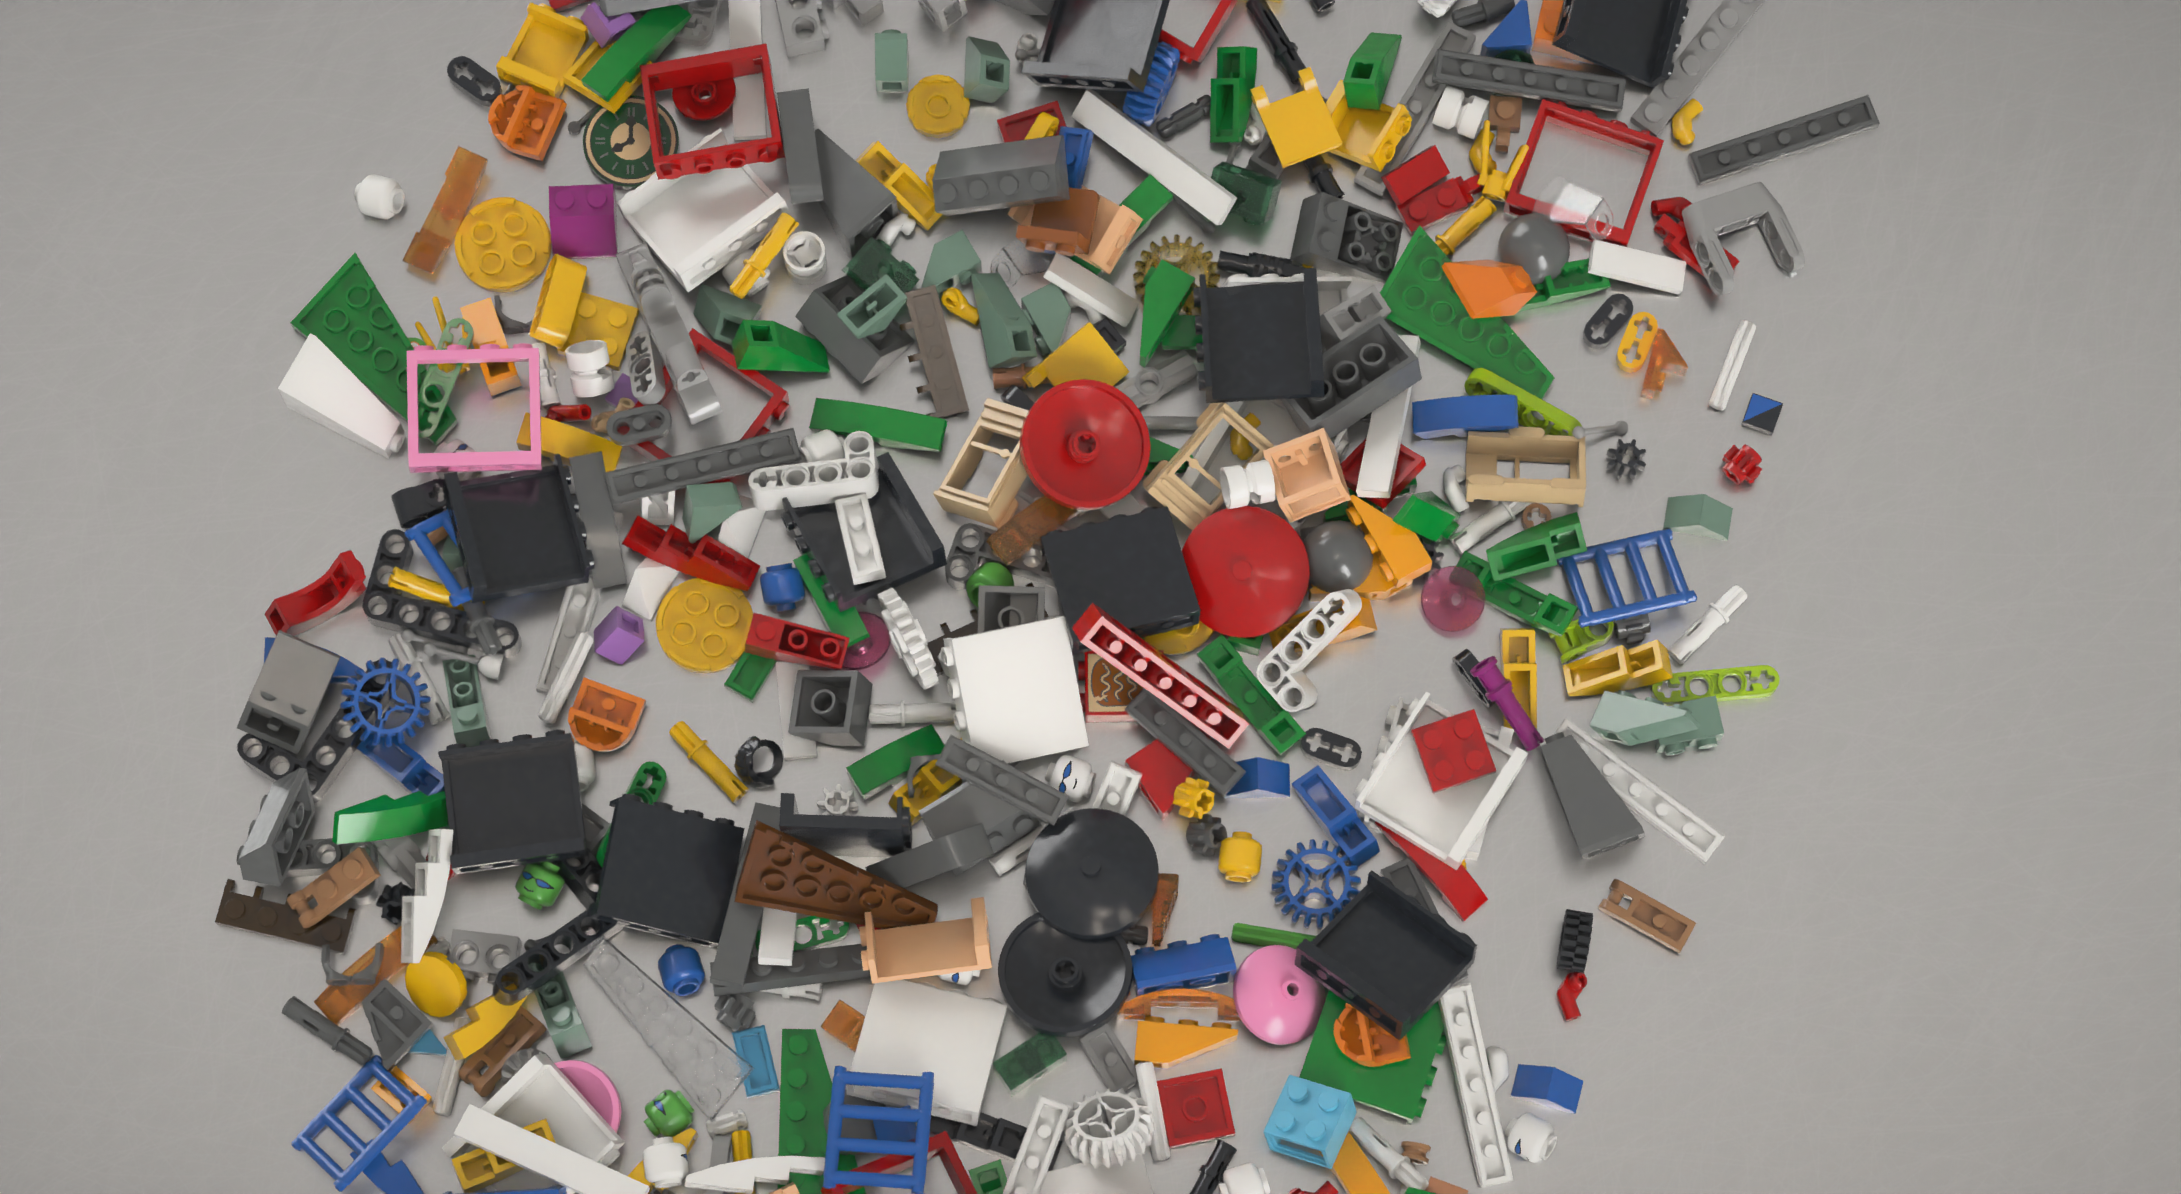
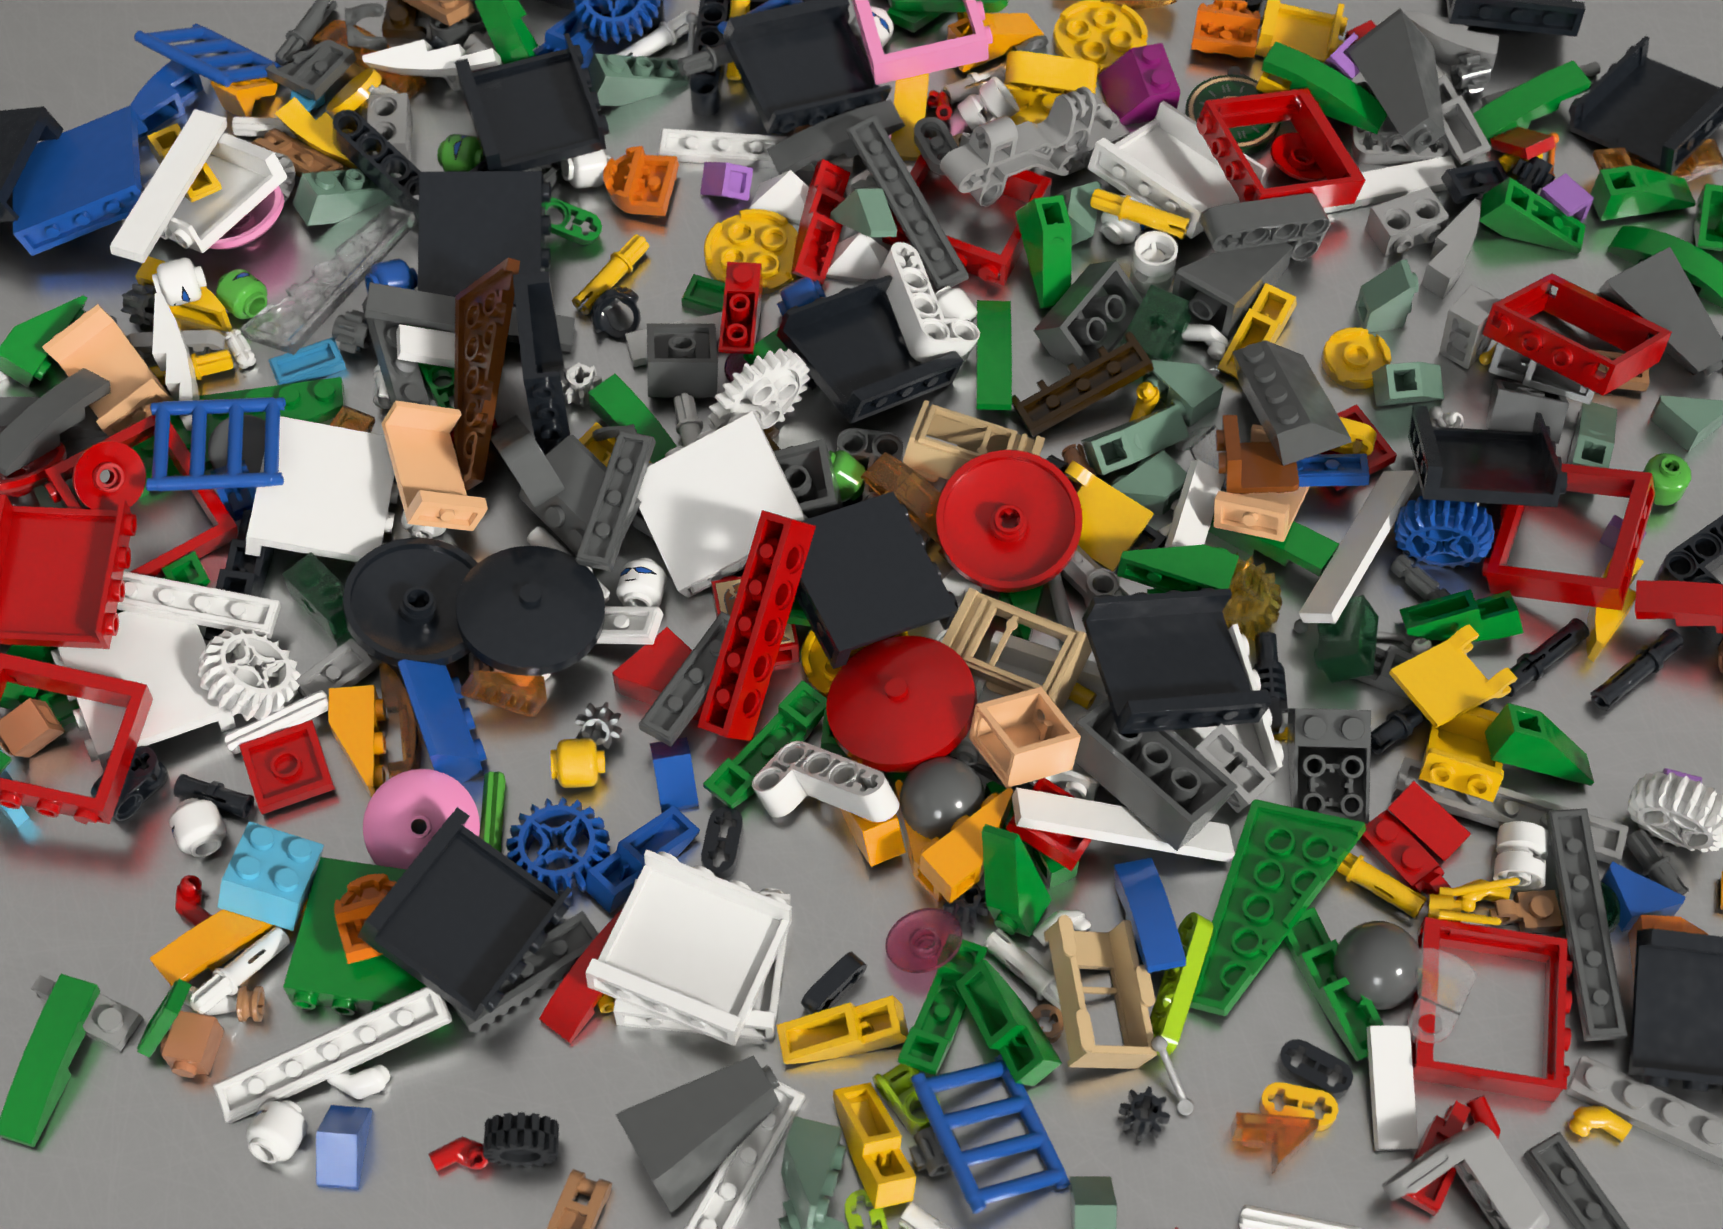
camera: 80 degrees right, 15 degrees down
(488, 664) = (677, 89): hinge -> none
(565, 677) = (674, 143): white axle -> none
(860, 539) = (859, 342): white tile -> none
(873, 308) = (1107, 311): sand green slope -> none
(1193, 798) = (624, 704): yellow gear -> none
(1247, 484) = (995, 671): white wheel -> none
(1453, 751) = (728, 954): red plate -> none
(1490, 287) = (1310, 908): orange slope -> none
(1500, 691) = (814, 998): magenta pin -> none

